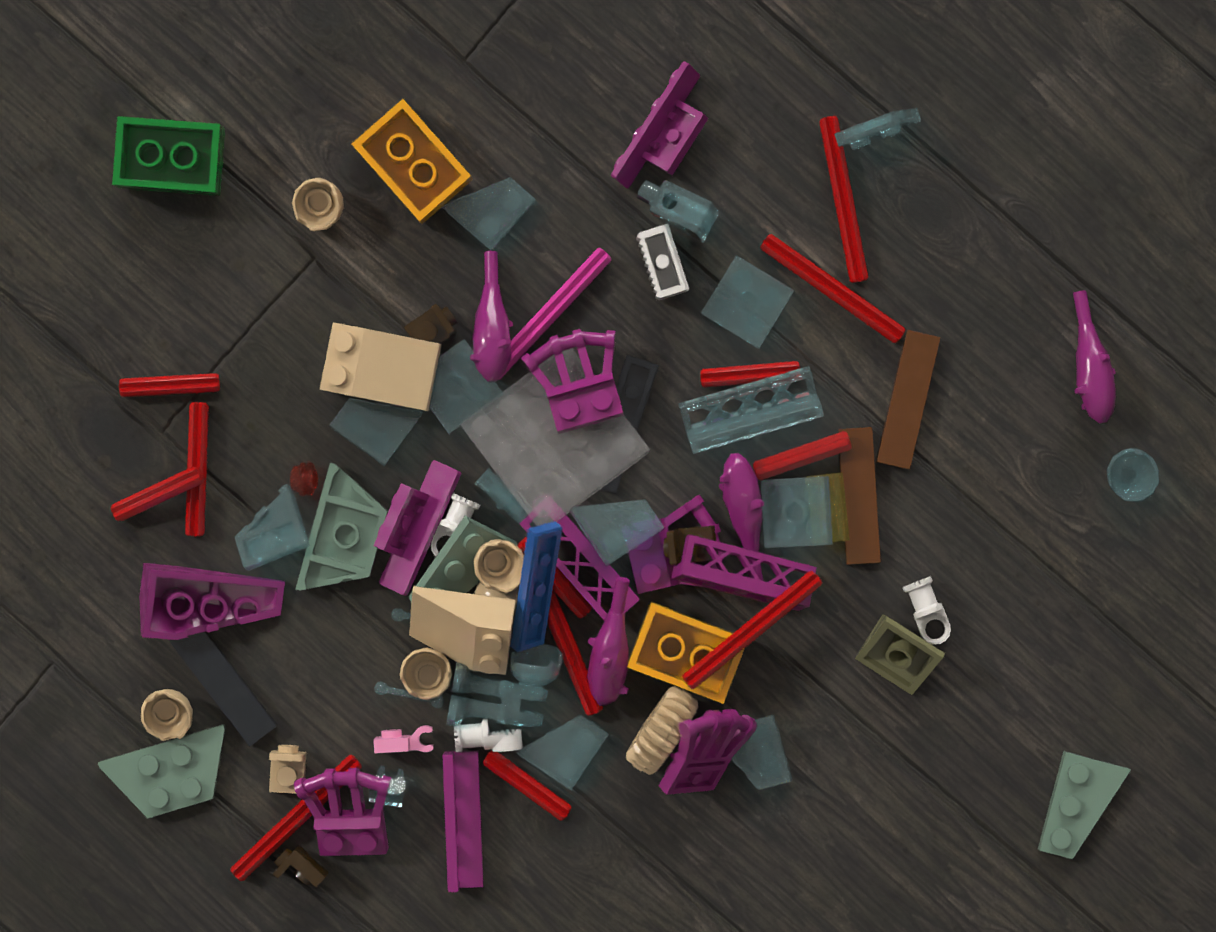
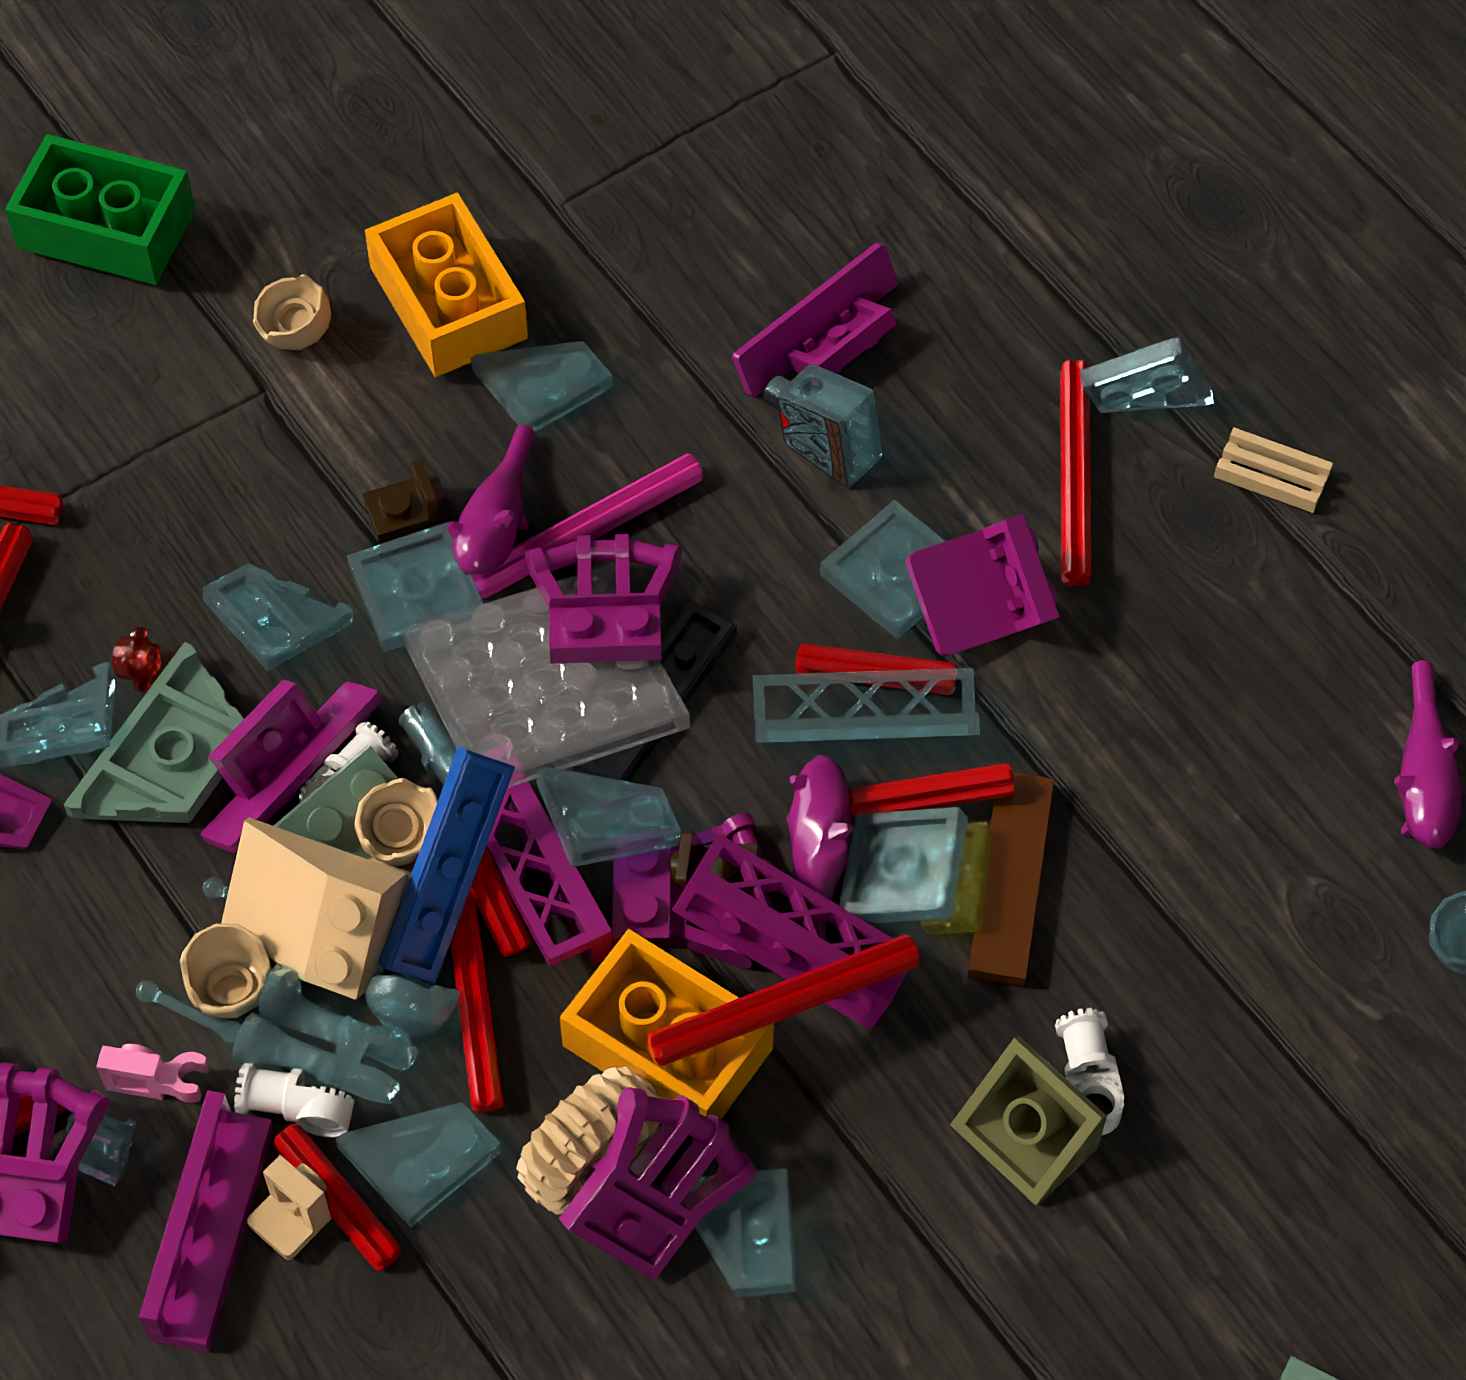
camera: 10 degrees right, 30 degrees down
(380, 366) = (305, 523): tan slope -> none
(505, 803) = (292, 1210): none -> tan bracket
(610, 651) = (539, 995): magenta piece -> none
(662, 262) = (778, 481): white brick -> none
(804, 310) = (982, 586): none -> magenta bracket
(832, 288) = (1073, 617): red axle -> none
(908, 399) = (1119, 759): reddish brown tile -> none
(994, 172) = (1276, 463): none -> tan tile

